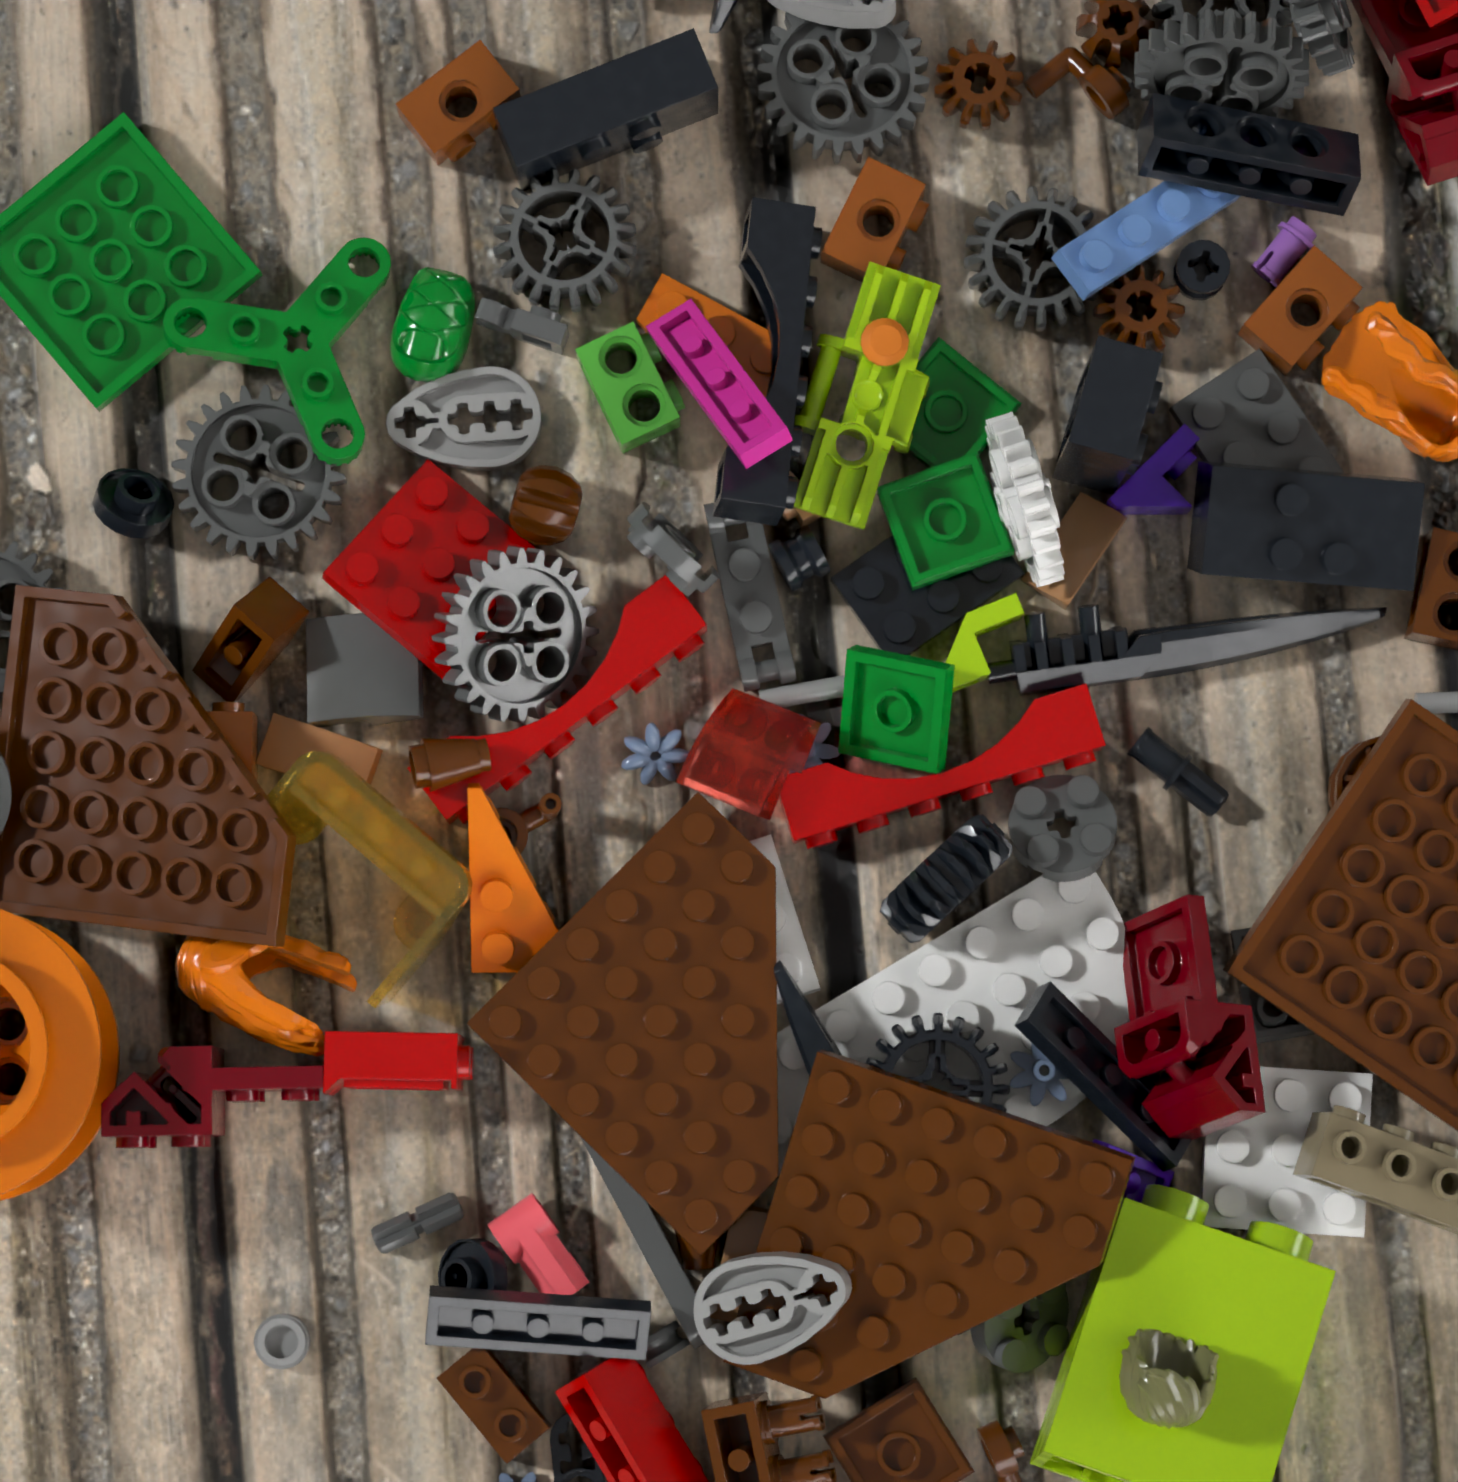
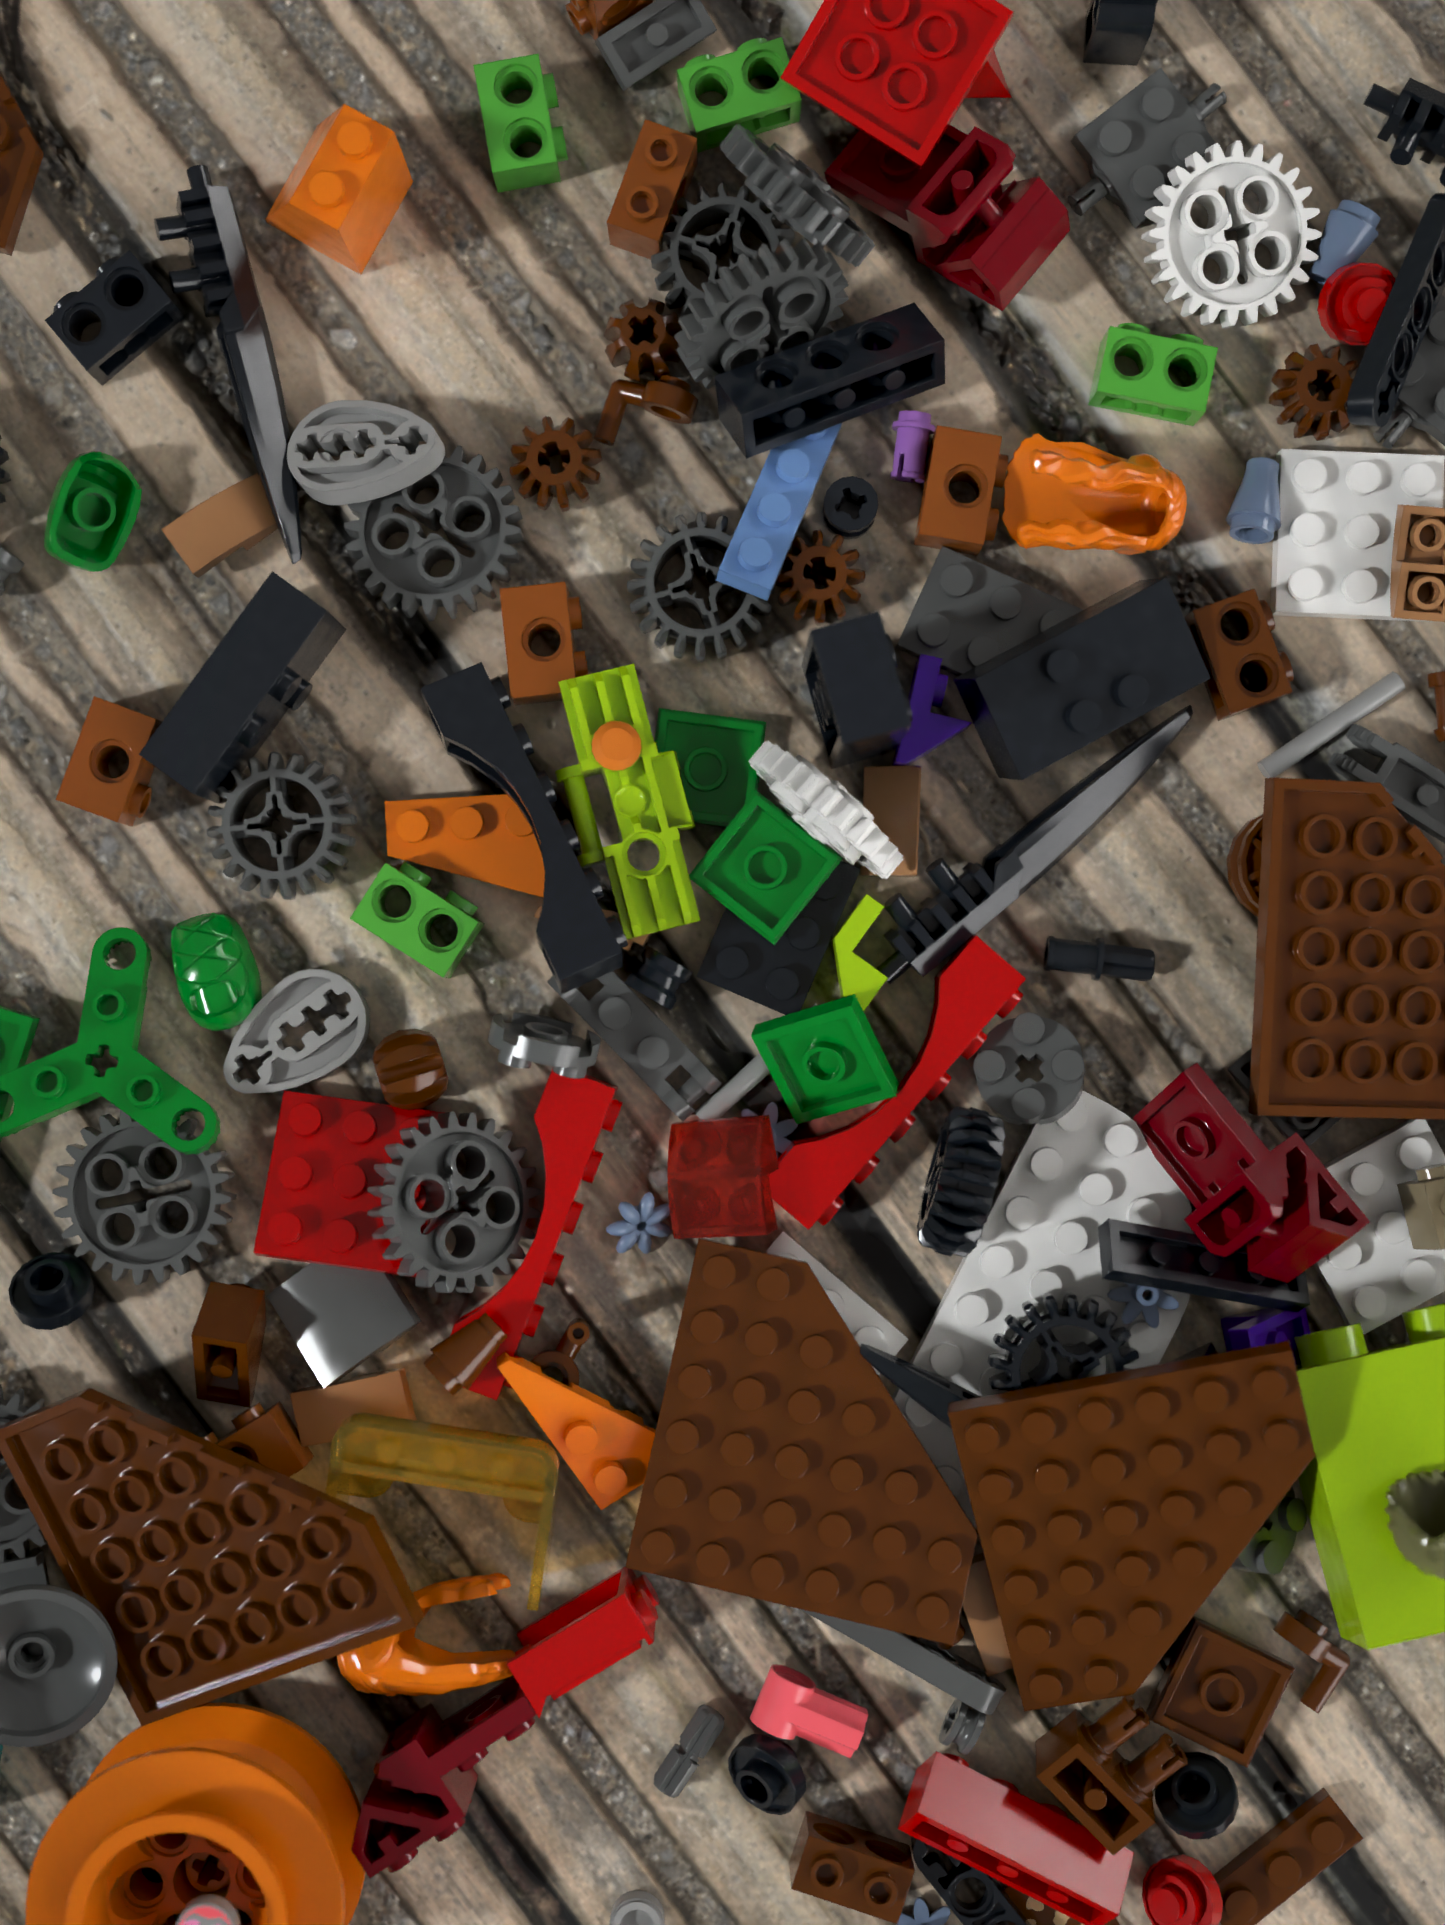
camera: 30 degrees left, 5 degrees up
(537, 1322) = (848, 1790): plate -> none
(538, 327) = (306, 916): dark grey plate -> none
(719, 383) = (495, 876): dark pink plate -> none
(769, 1335) = (1055, 1676): light grey piece -> none

